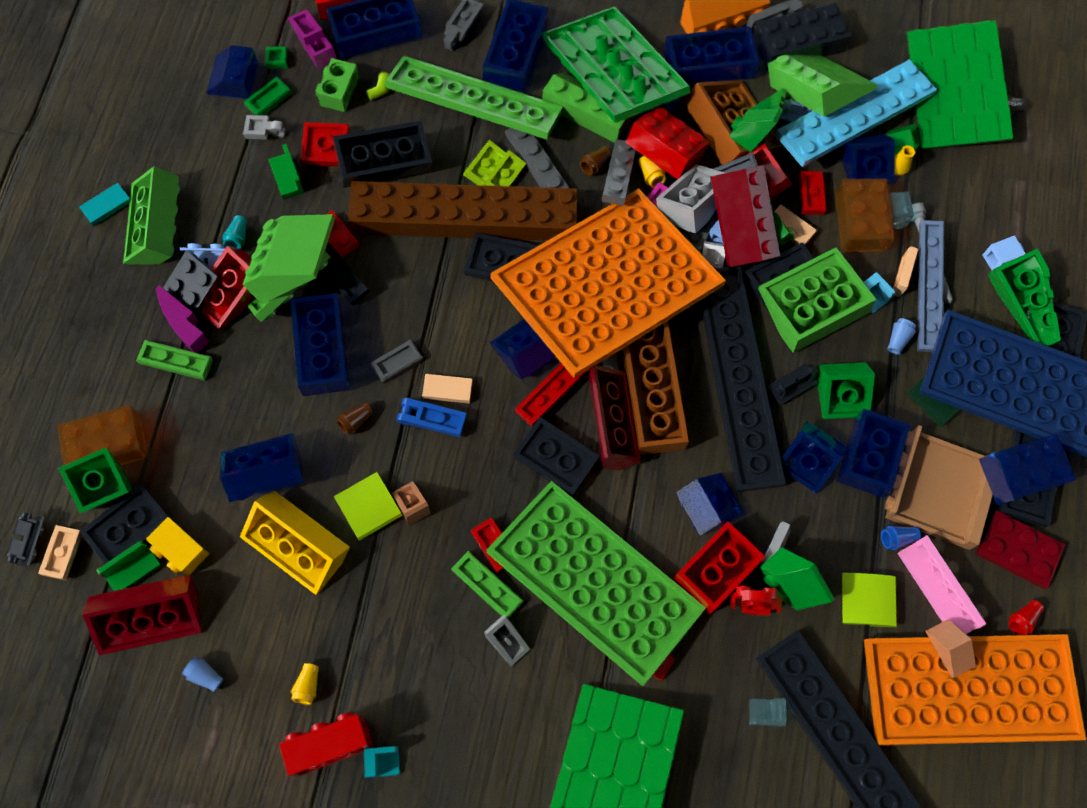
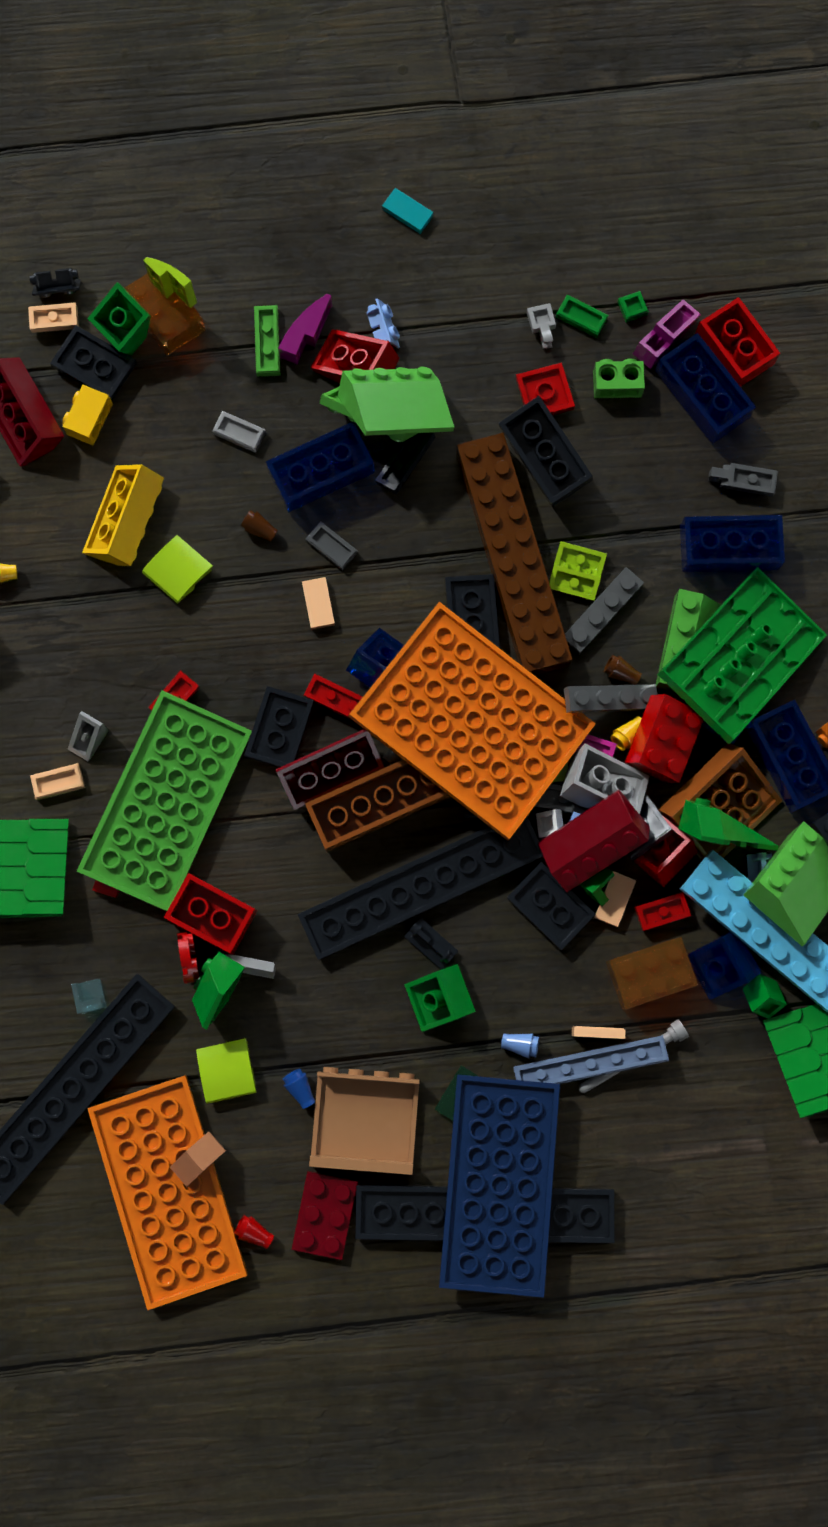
camera: 75 degrees right, 10 degrees up
(77, 415) = (170, 281): none -> lime slope
(130, 567) = (56, 382): green panel -> none
(151, 218) = (404, 260): bright green slope -> none
(192, 282) = (346, 325): black plate -> none
(233, 72) = (596, 272): clear blue slope -> none
(235, 233) = (415, 344): teal cone -> none
(253, 411) = (239, 431): none -> light grey tile
(261, 467) = (178, 458): clear blue brick -> none
(286, 175) = (498, 367): green panel -> none
(341, 237) = (445, 444): red plate -> none
(380, 89) = (635, 425): lime arm -> none
(411, 503) = (191, 607): nougat slope -> none
(432, 417) = (282, 599): blue plate -> none
(474, 97) = (651, 522): bright green plate -> none
(487, 585) = (135, 703): bright green tile -> none
(541, 685) = (57, 781): none -> light nougat tile
(709, 503) = (276, 891): clear blue slope -> none
(812, 457) = (356, 980): clear blue slope -> none
(816, 299) = (530, 942): bright green slope -> none
(873, 453) = (375, 1040): clear blue brick -> none
(880, 290) = (561, 1005): medium azure panel -> none
(901, 209) = (670, 1009): clear light blue brick -> none
(903, 160) = (728, 1001): yellow cone -> none
(940, 585) = (257, 1138): bright pink fence -> none
(1003, 252) = (657, 1138): light blue brick -> none
(1027, 469) = (400, 1199): clear blue brick -> none
(1028, 296) = (610, 1170): green wedge -> none

